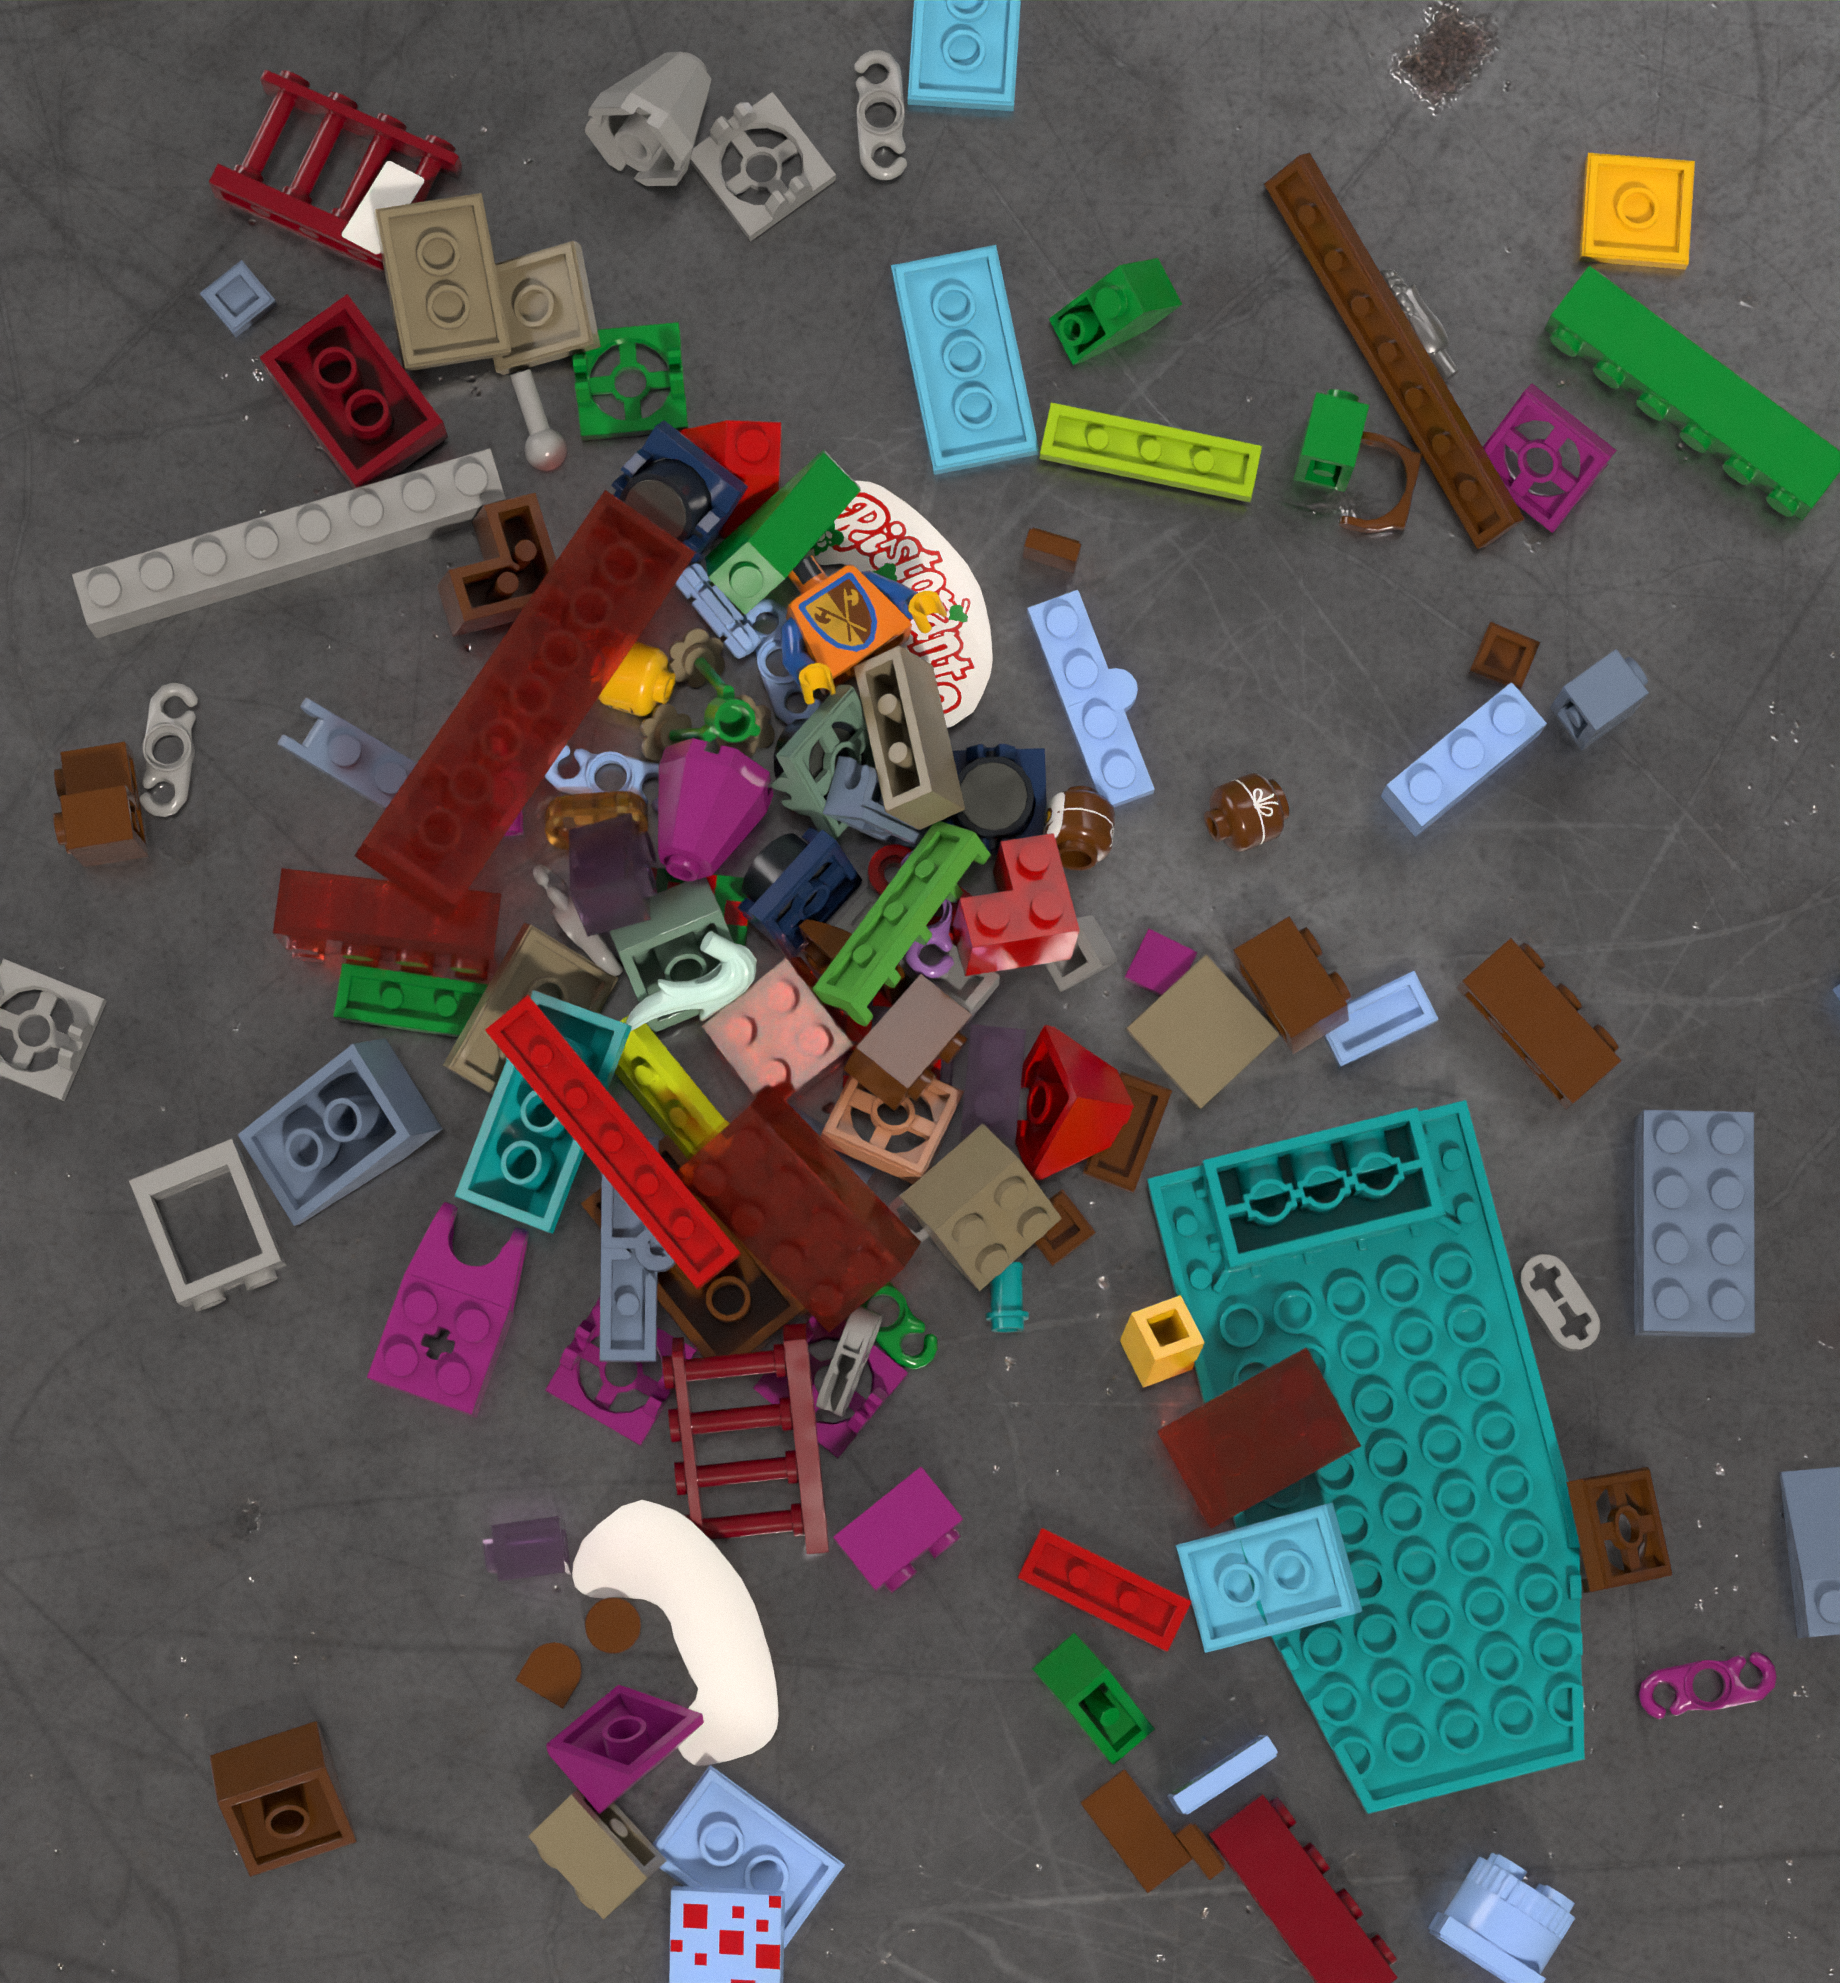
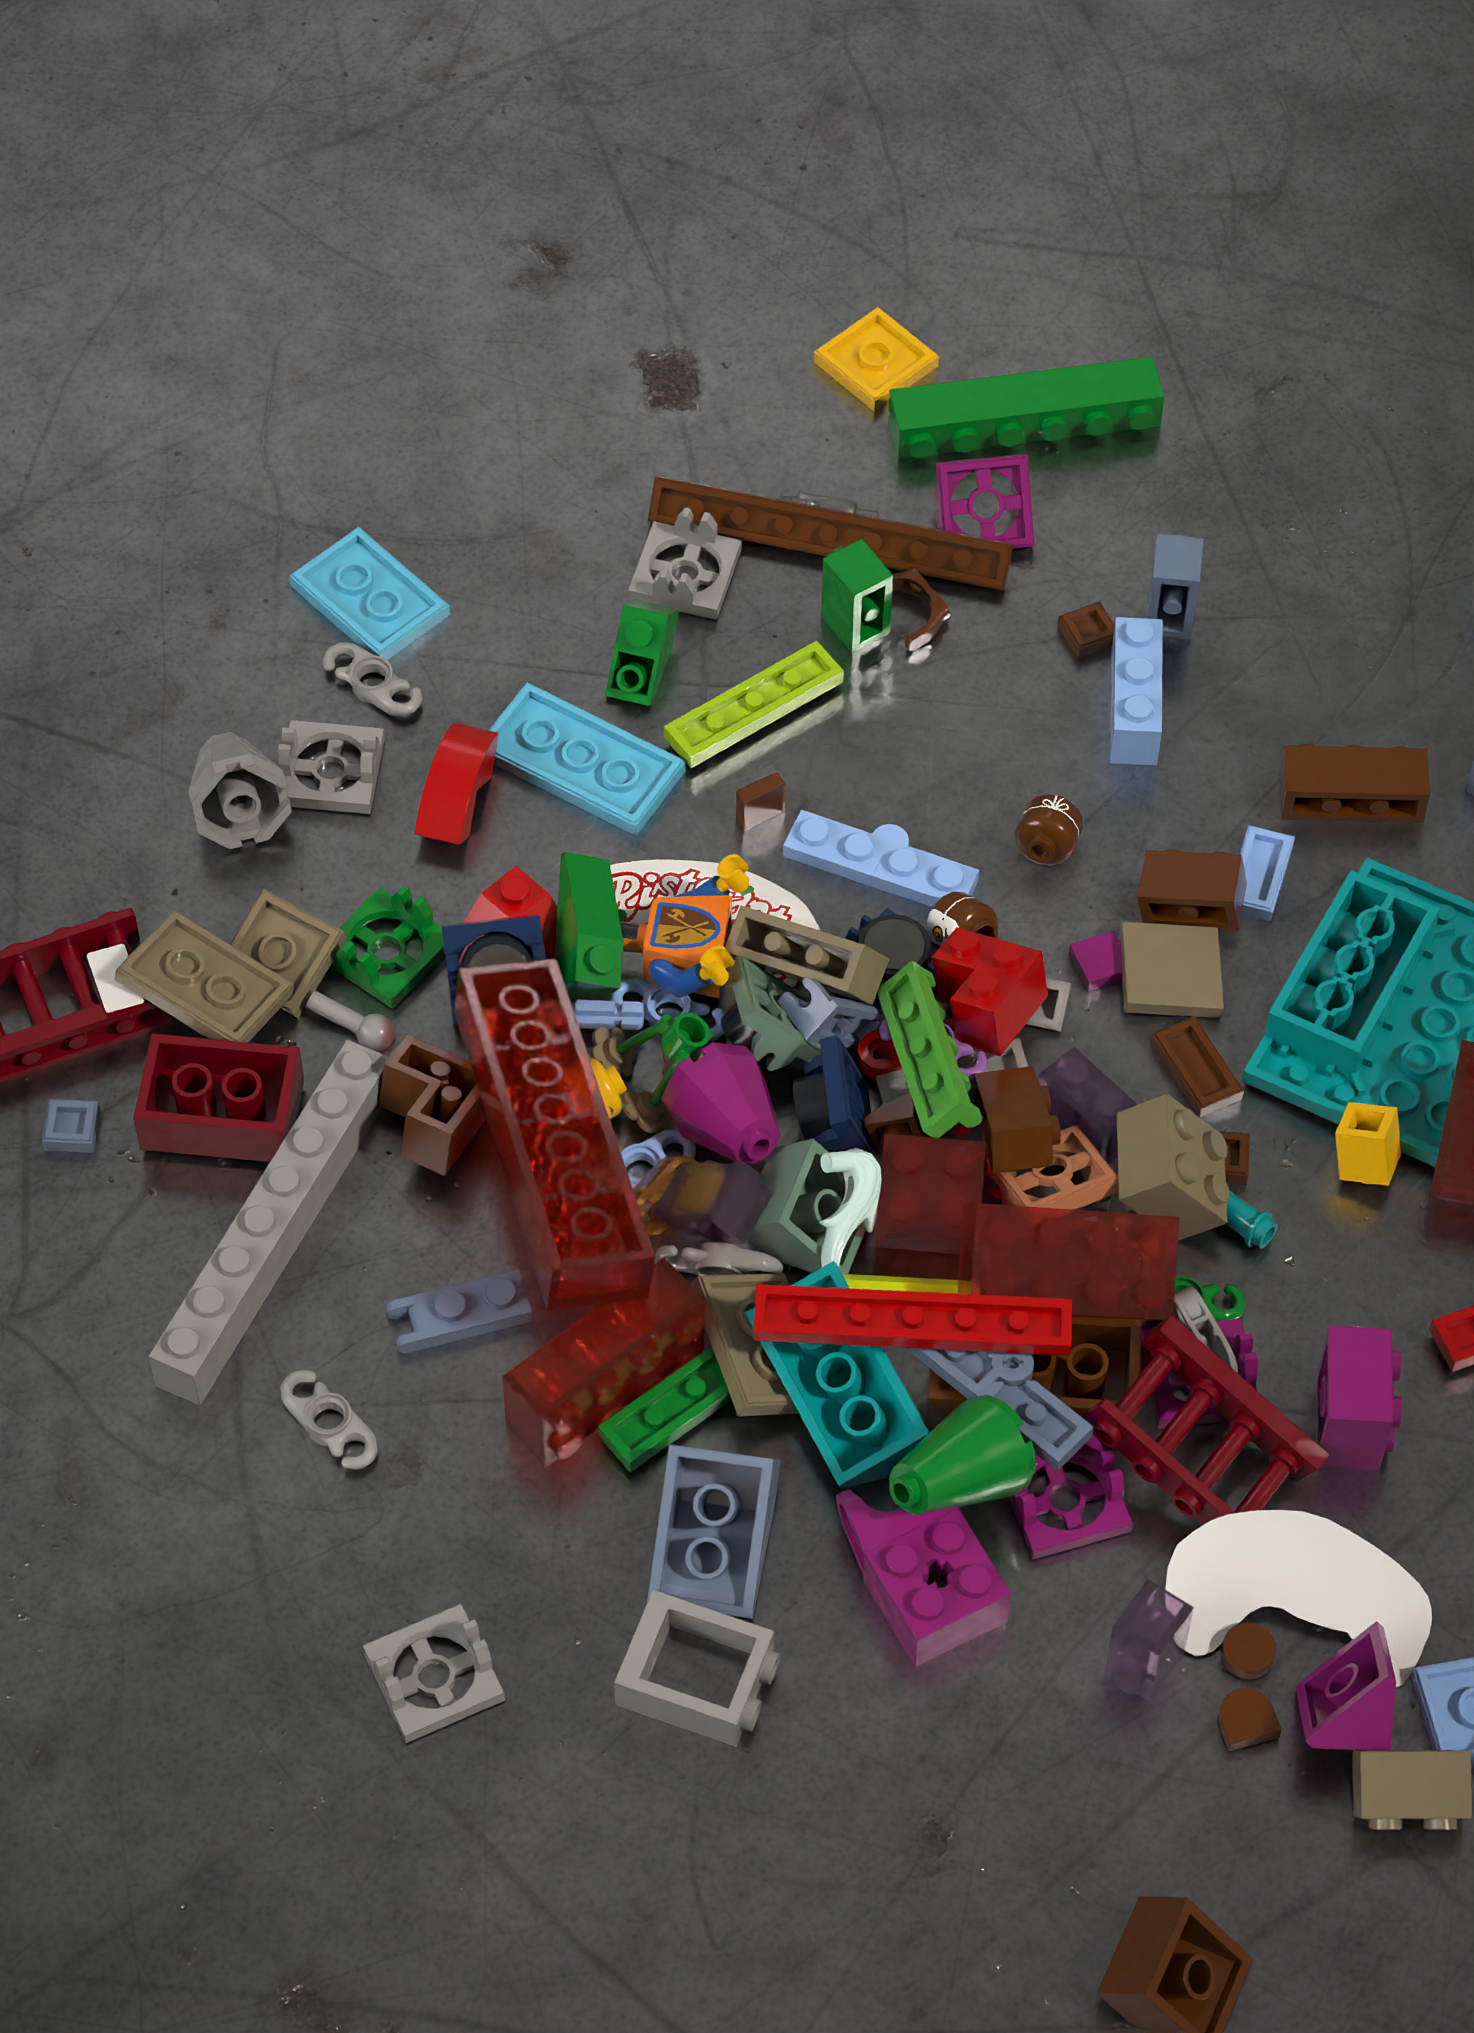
camera: 45 degrees left, 25 degrees down
(100, 805) = (327, 1482): reddish brown brick -> none
(531, 1284) = (965, 1460): none -> green cone
(831, 285) = (457, 772): none -> red brick
(1071, 1104) = (1149, 1062): red slope -> none
(1253, 212) = (682, 593): none -> light grey piece

